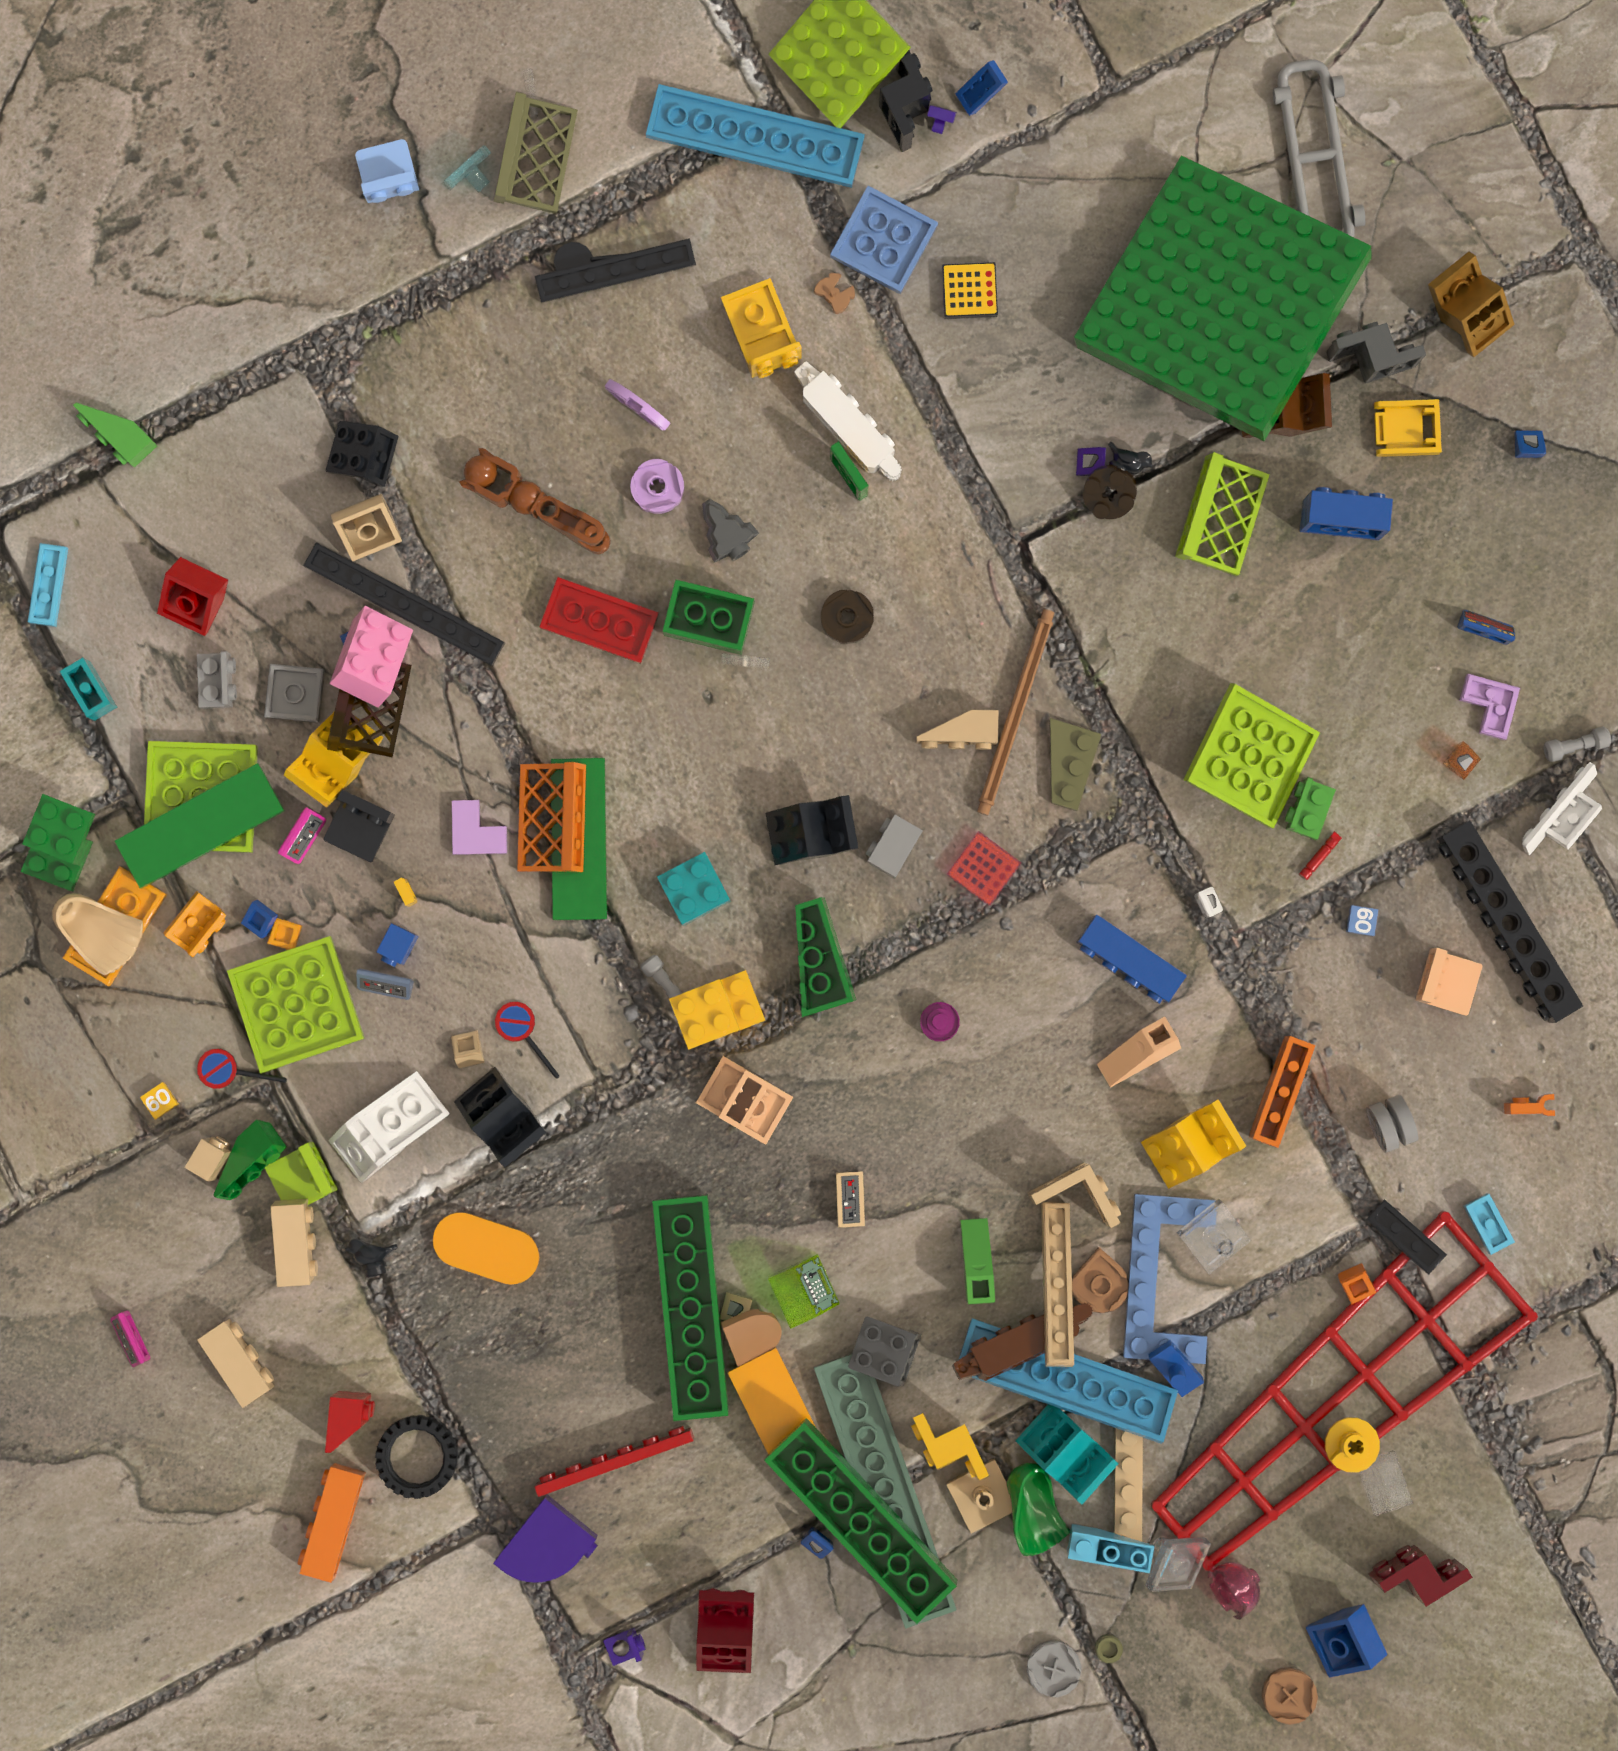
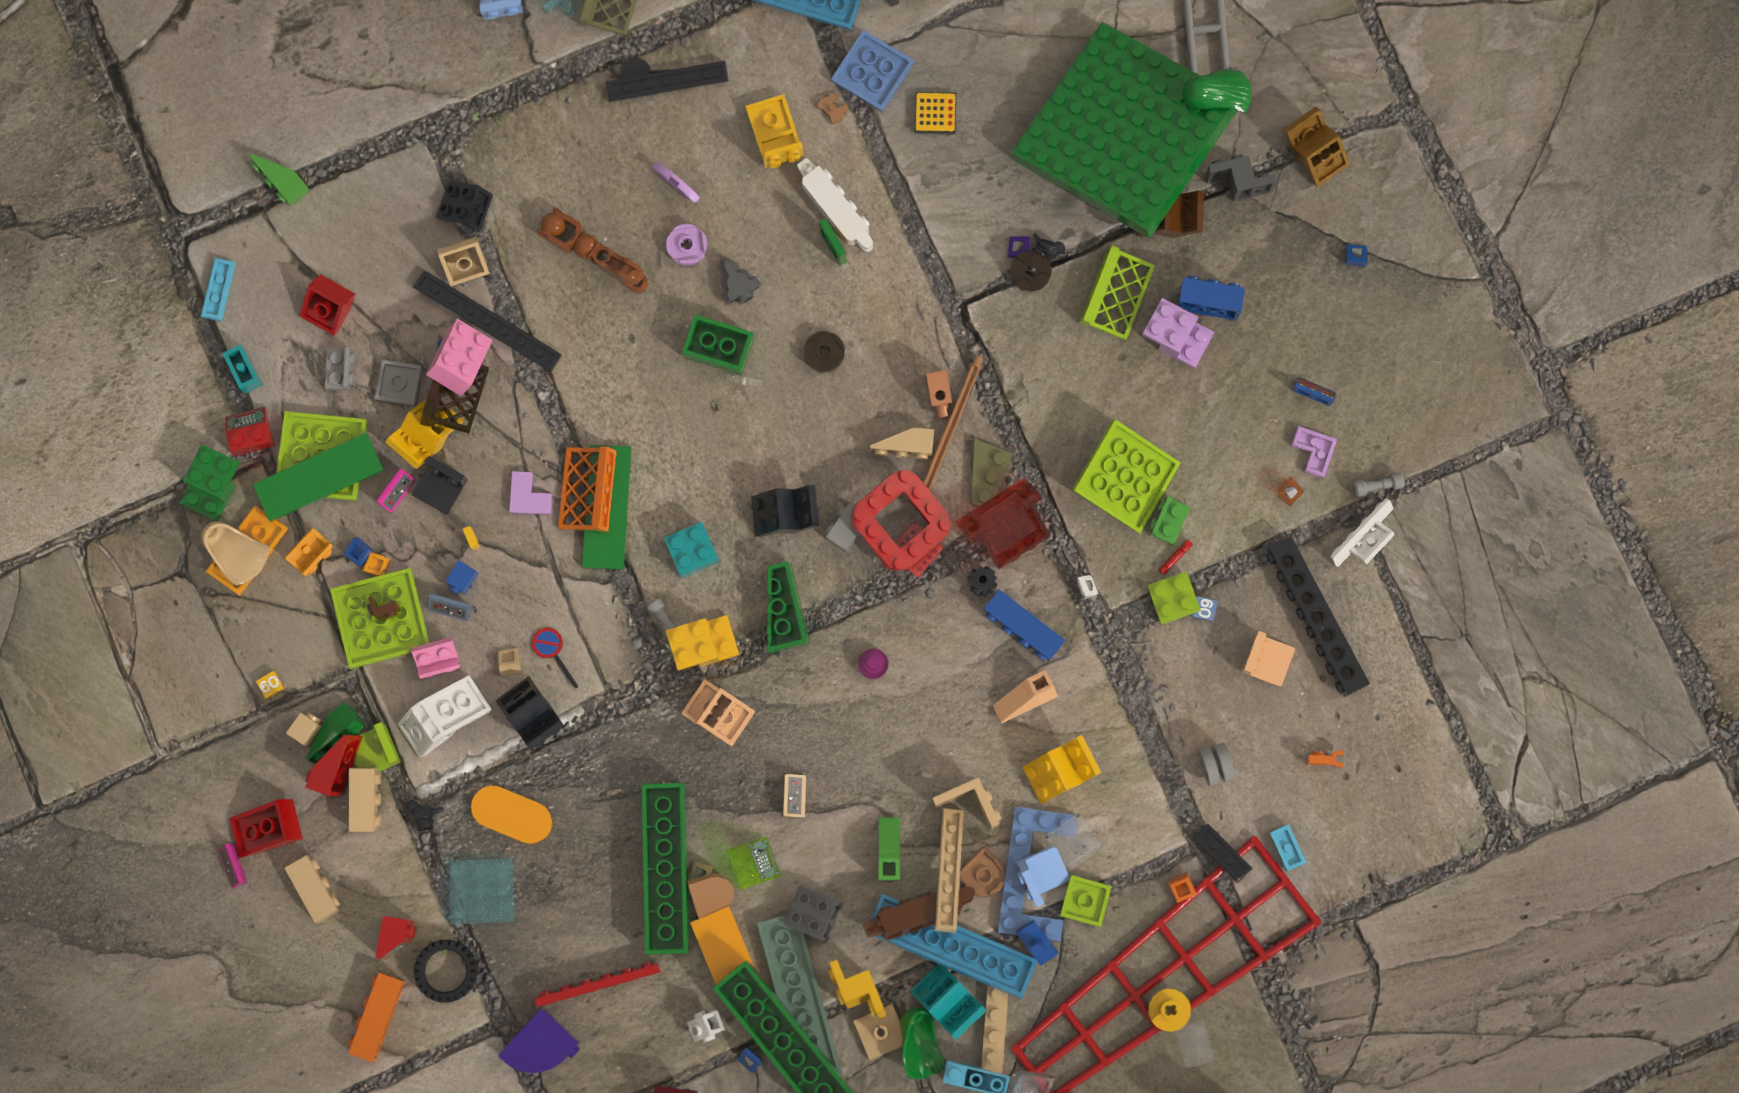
camera: 10 degrees right, 5 degrees down
(103, 770) = (248, 431): none -> red slope
(169, 1287) = (266, 827): none -> red slope
(219, 1068) = (318, 663): piece -> none
(249, 1212) = (331, 772): none -> red slope
(304, 996) = (386, 611): none -> reddish brown bracket
(372, 1052) = (435, 657): none -> bright pink bracket
(455, 1350) = (482, 891): none -> clear light blue plate
(599, 620) = (634, 342): red plate -> none
(757, 1506) = (705, 1026): none -> white brick
(935, 860) = (876, 537): none -> plate
(998, 648) = (937, 382): none -> nougat torso
(1064, 909) = (982, 588): none -> black brick
(1100, 827) = (1006, 523): none -> clear red windscreen
(1176, 1279) = (1041, 873): none -> light blue bracket
(1234, 1310) = (1085, 901): none -> lime plate
(1281, 1091) = (1132, 734): orange brick -> none
(1306, 563) = (1178, 333): none -> lavender bracket
(1322, 909) = (1174, 598): none -> lime plate
(1345, 238) = (1218, 90): none -> green hair
(1402, 428) = (1259, 237): yellow container -> none

